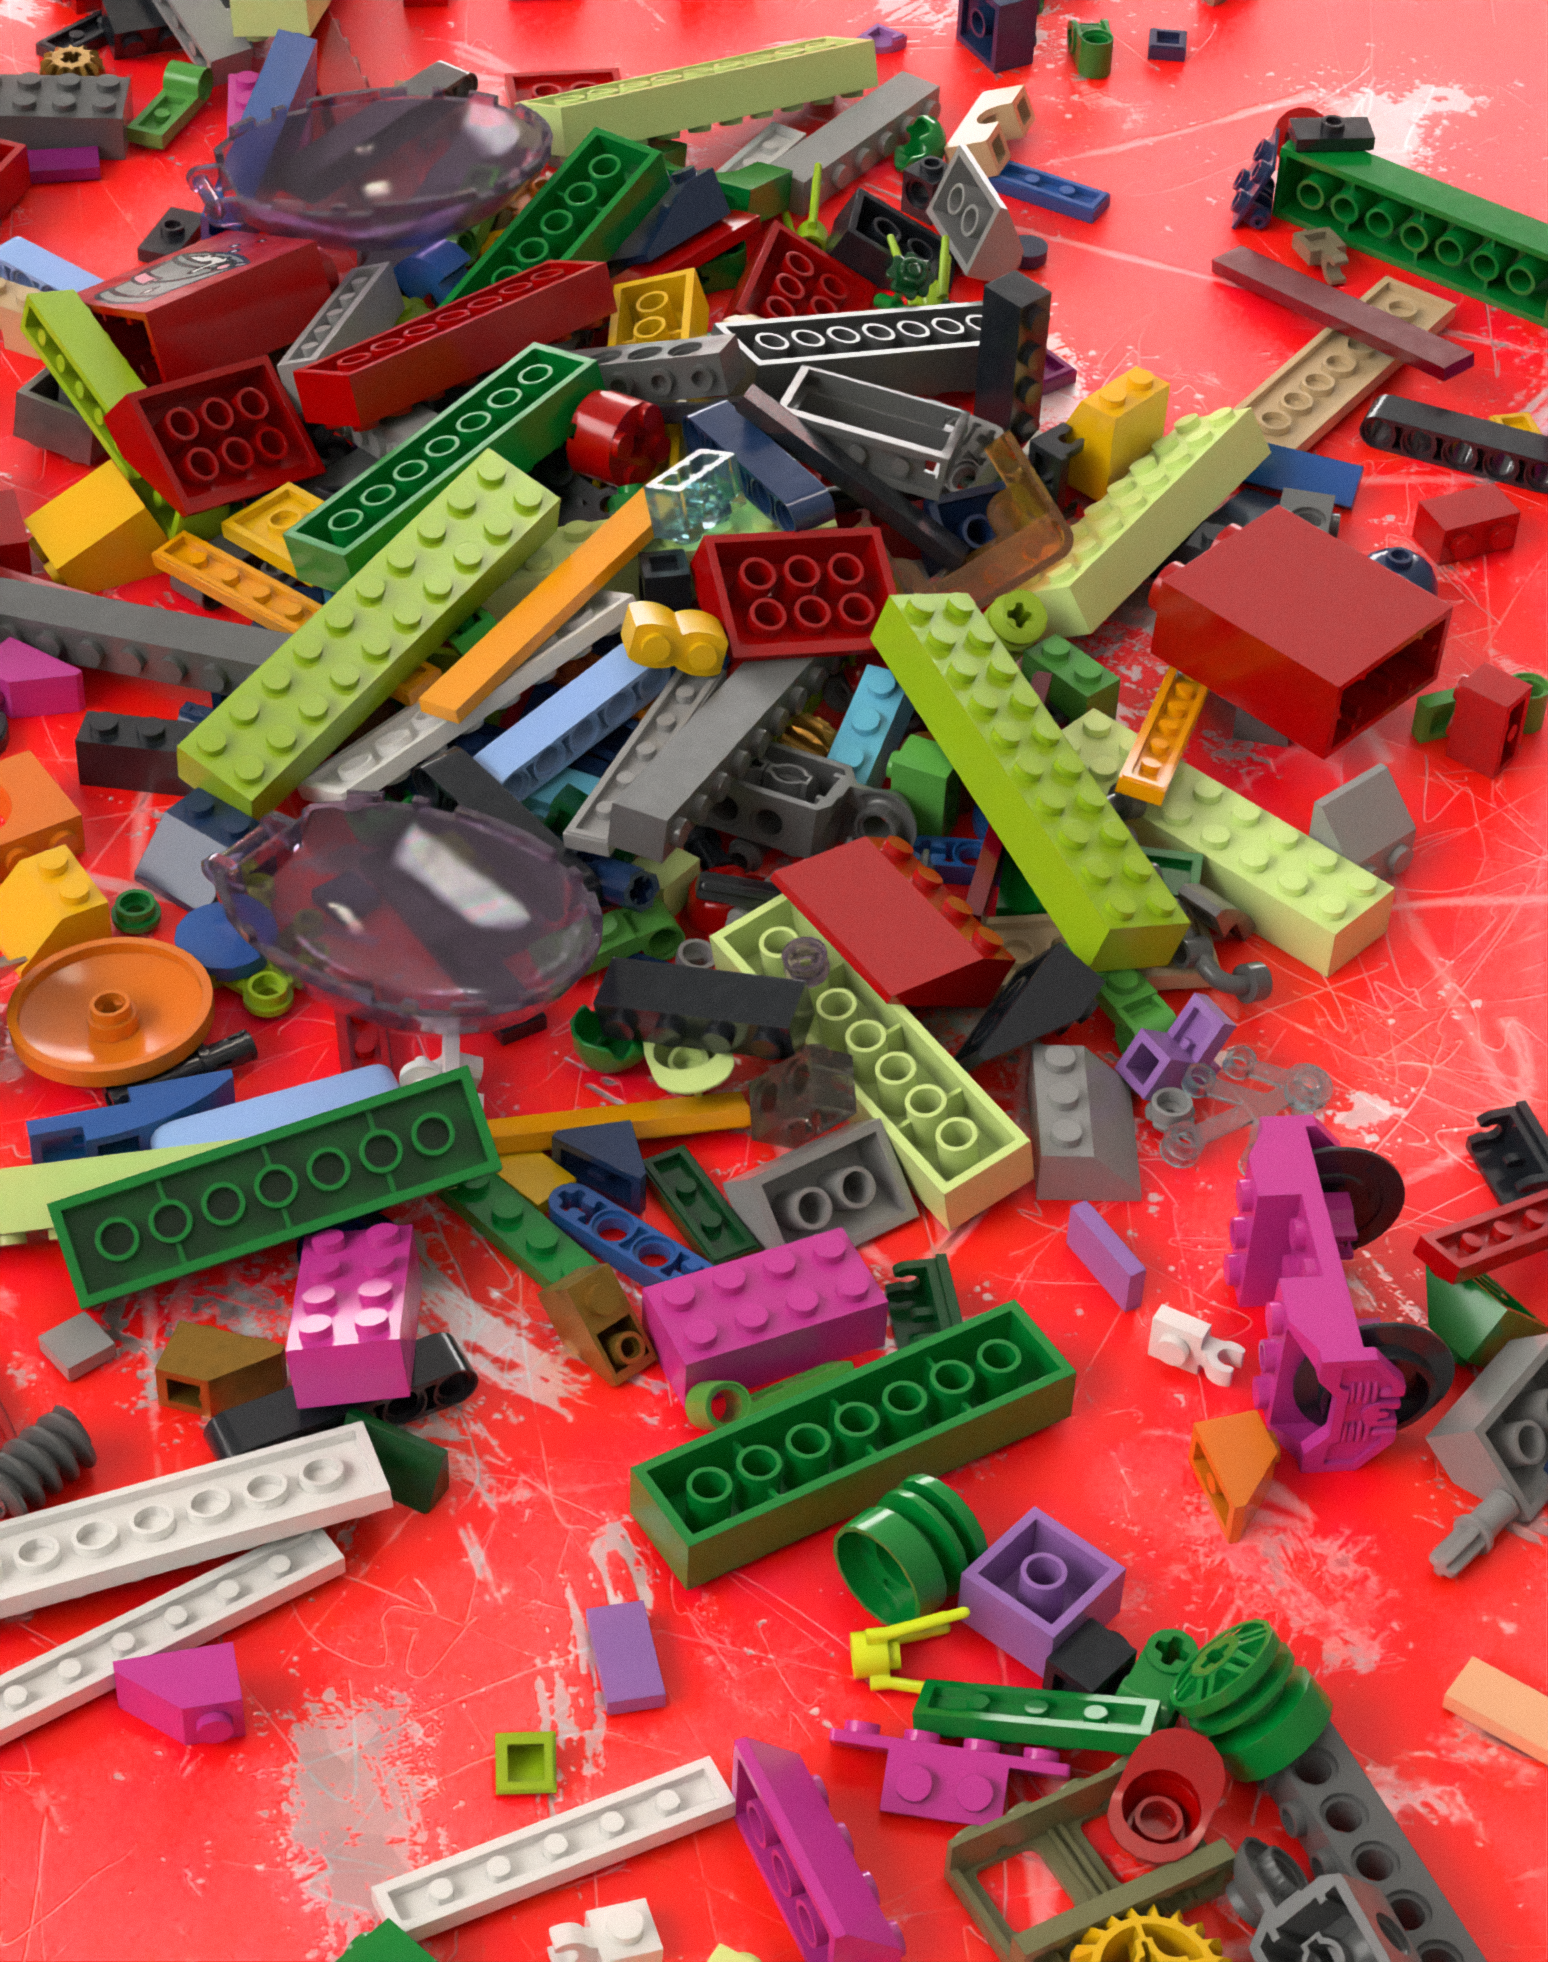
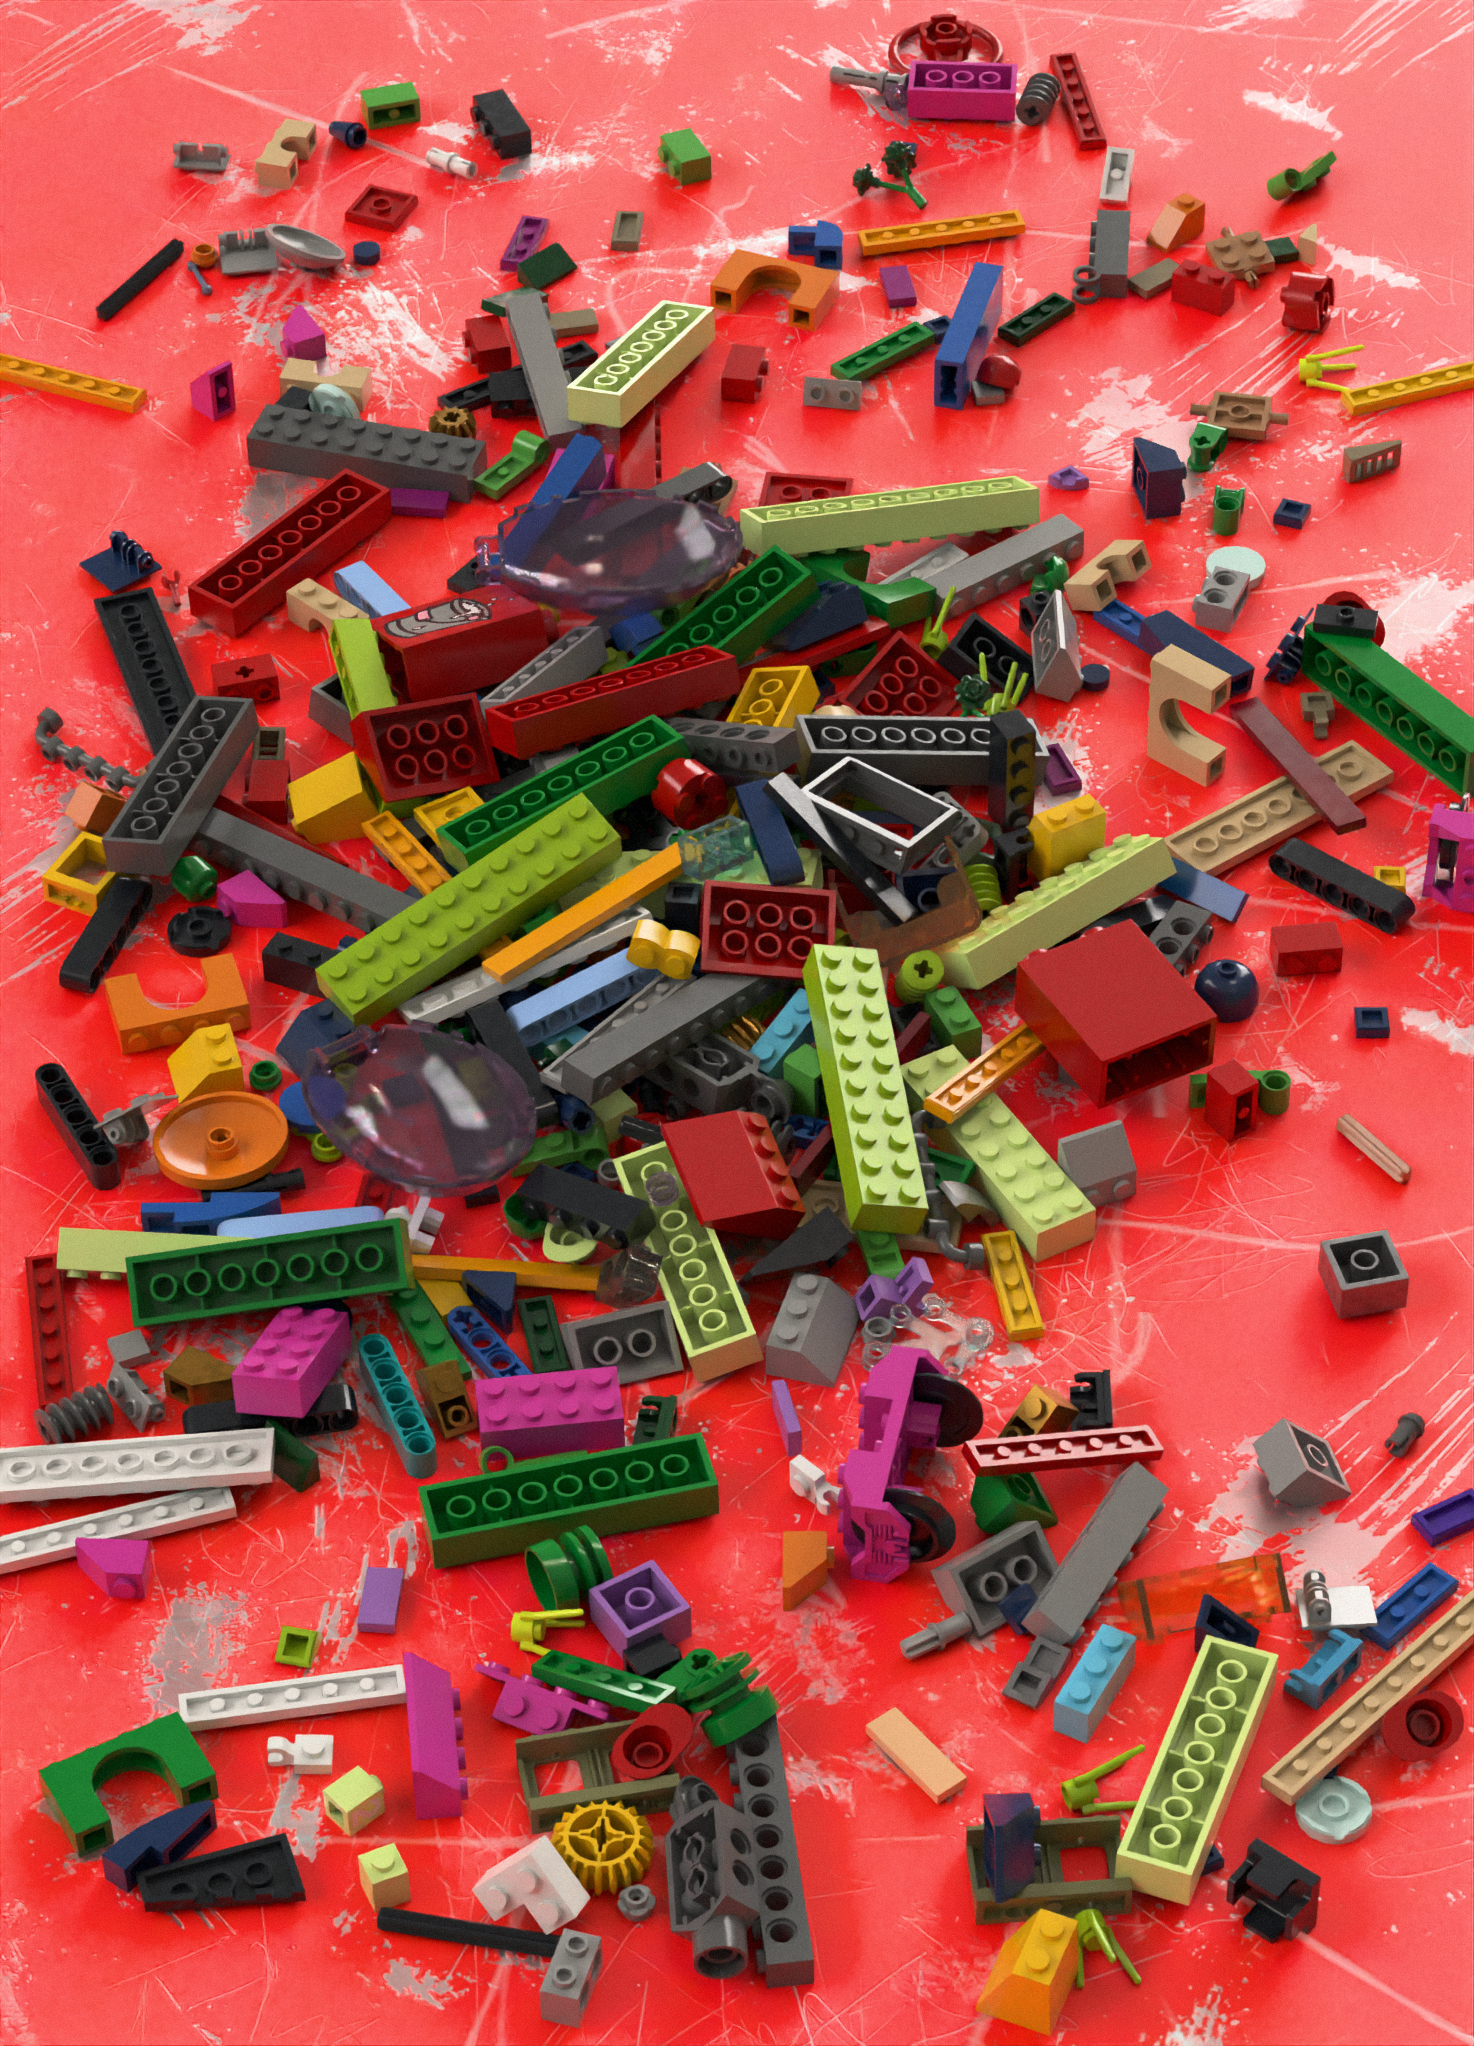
camera: 20 degrees right, 0 degrees up
(113, 1420) = (133, 1398): none -> light grey hinge
(531, 1351) = (397, 1406): none -> teal beam
(1133, 109) = (1238, 559): none -> light aqua tile
(1139, 143) = (1221, 599): none -> brick
(1146, 212) = (1165, 628): none -> dark blue slope
(1167, 302) = (1169, 736): none -> tan arch
(1320, 1017) = (1012, 1286): none -> yellow tile
(1457, 1189) = (1040, 1413): none -> pearl gold slope

